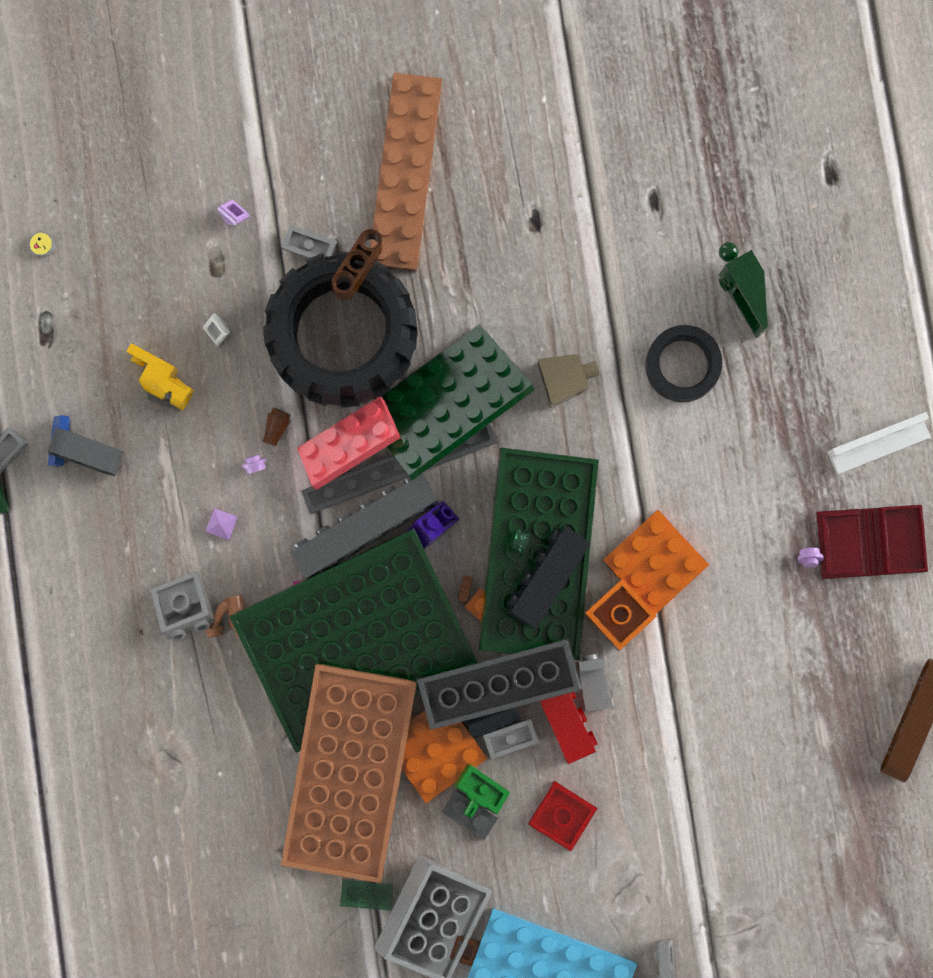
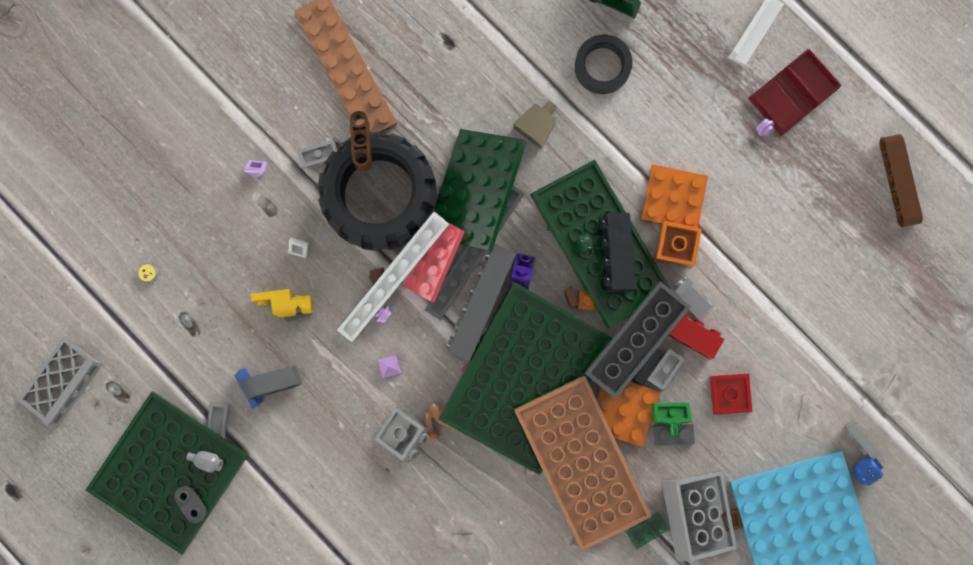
camera: 40 degrees left, 0 degrees up
(291, 431) = (393, 276): none -> white plate

